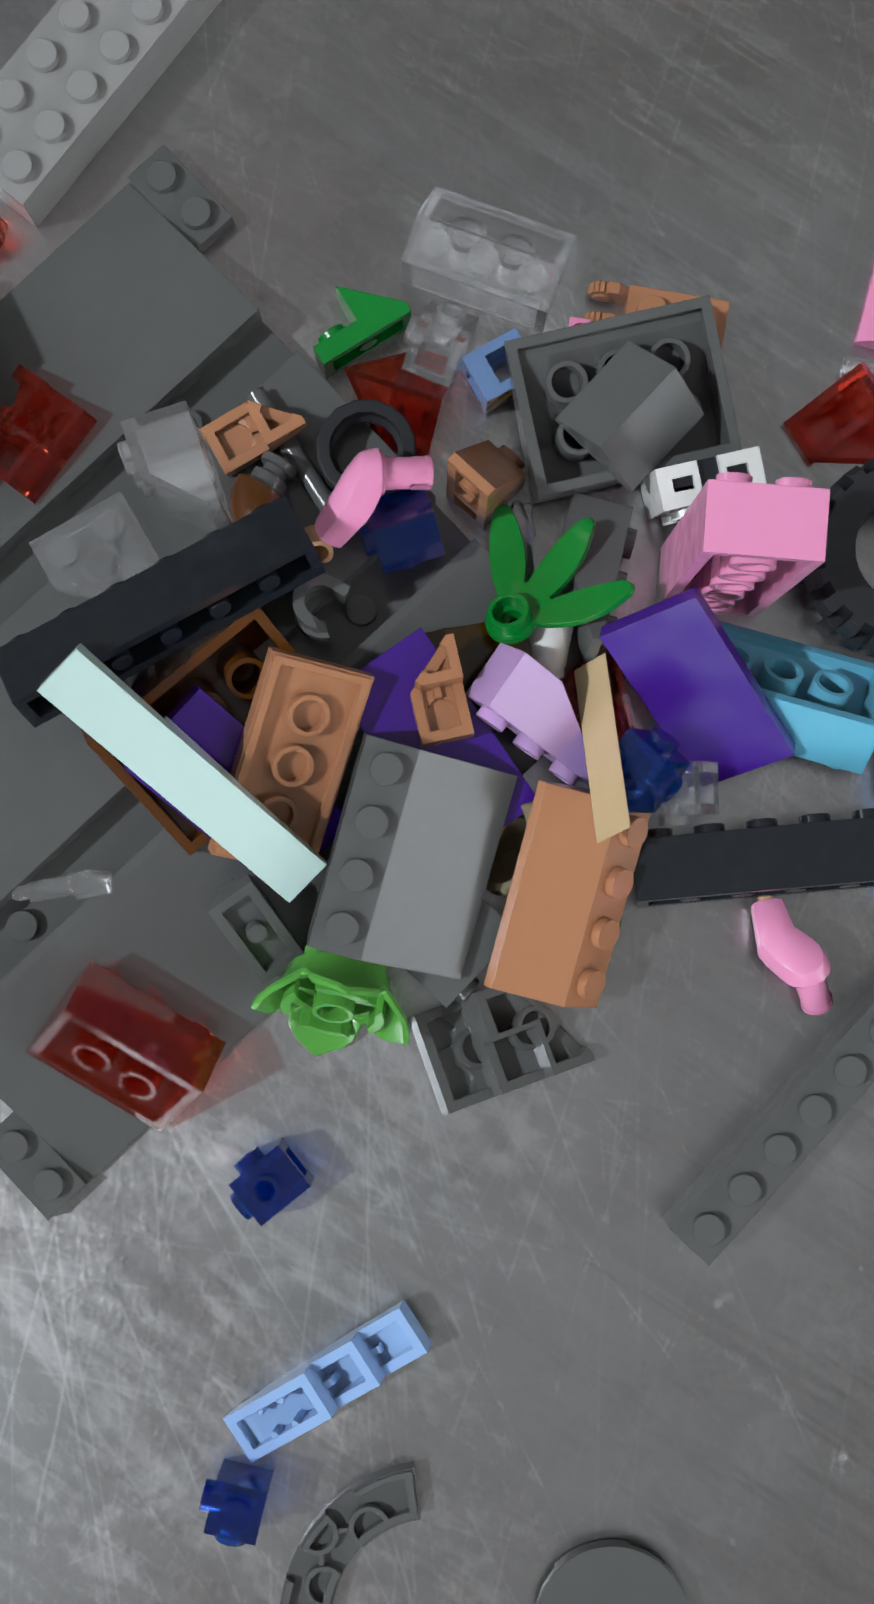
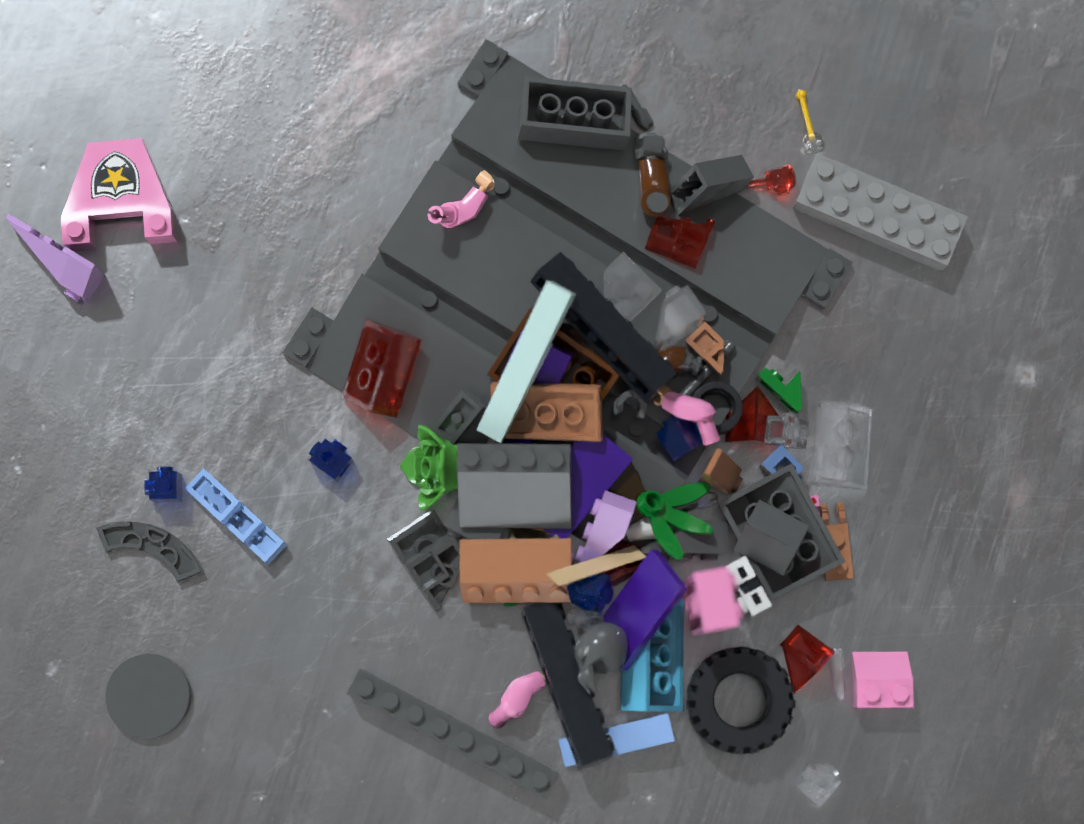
camera: 75 degrees right, 5 degrees down
(79, 884) = (457, 321): clear piece -> none
(440, 699) = (599, 478): nougat slope -> none
(753, 773) = (600, 650): none -> dark grey helmet

